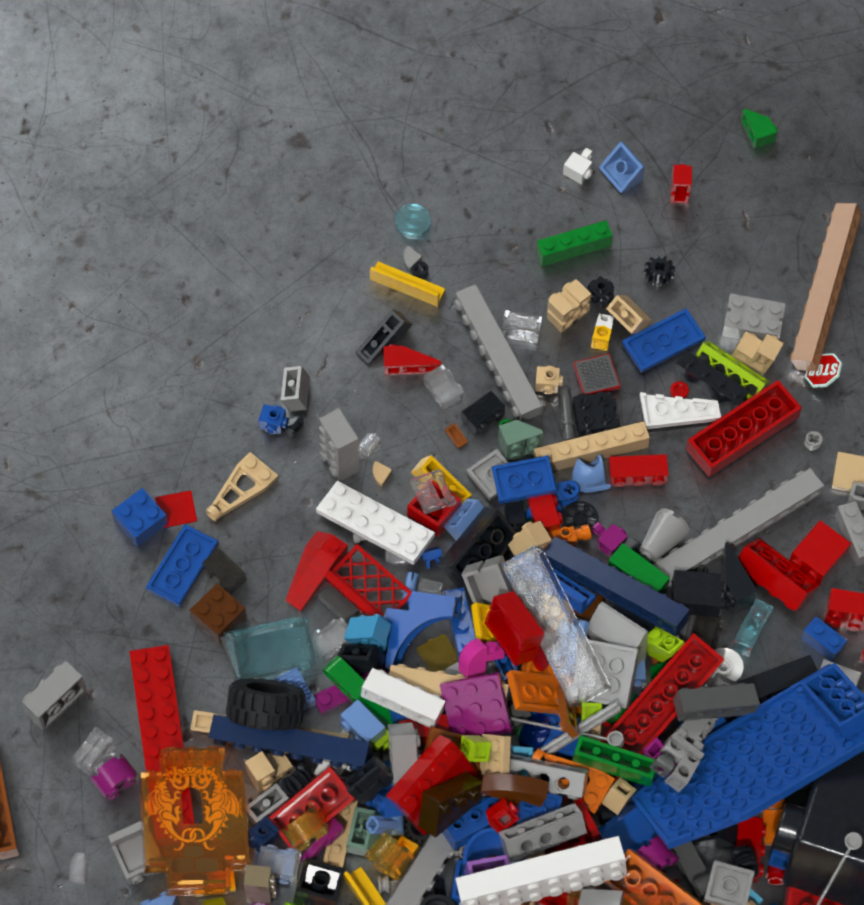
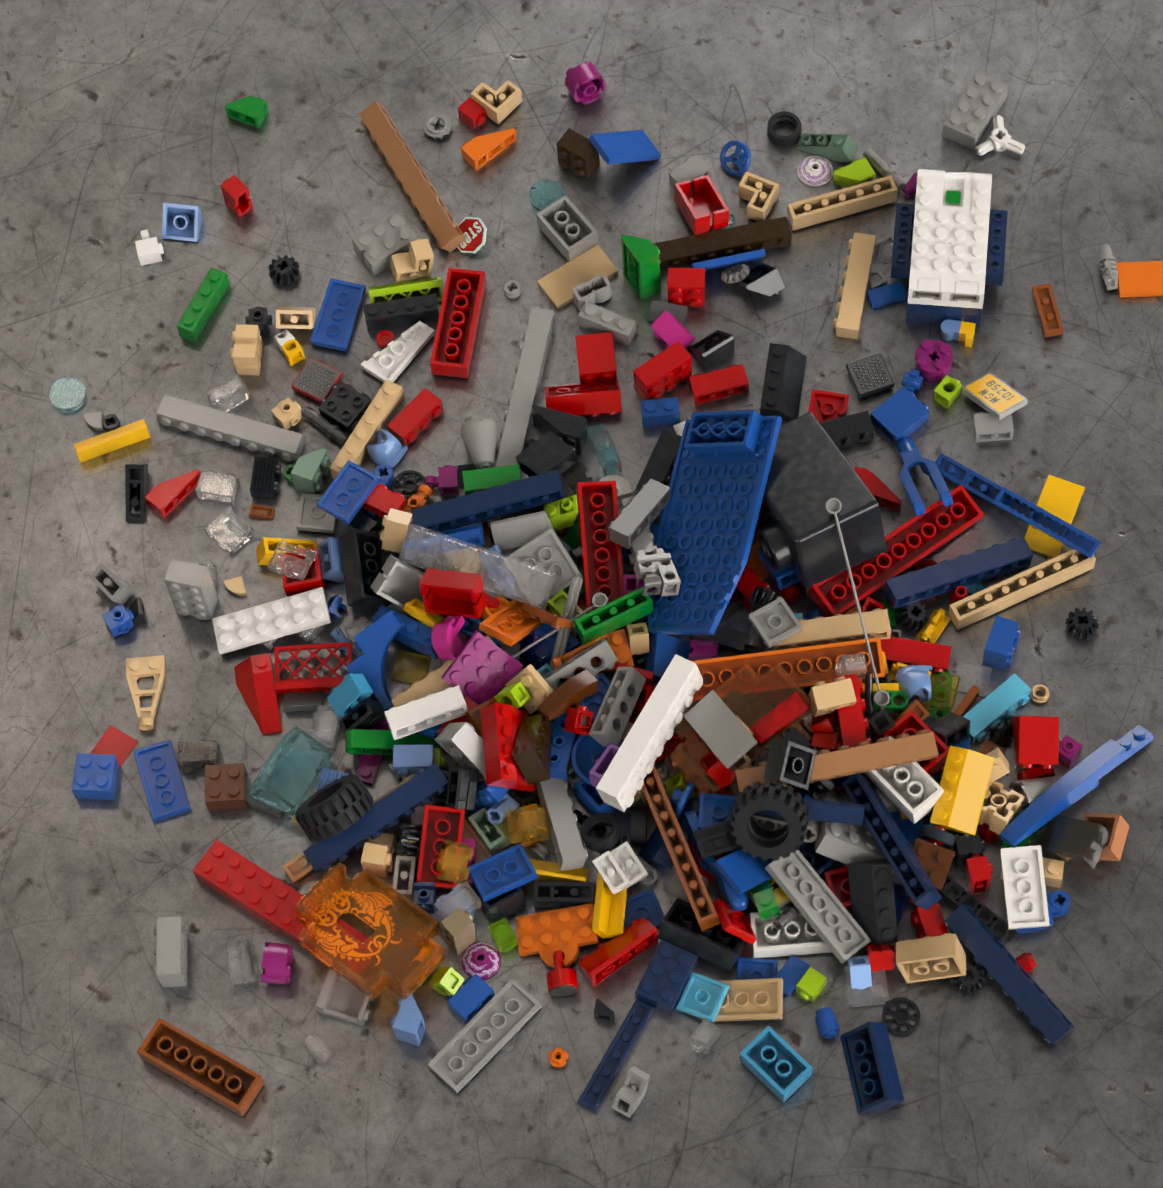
camera: 40 degrees left, 0 degrees up
(335, 872) = (502, 872): none -> blue tile
(412, 428) = (227, 537): none -> clear plate

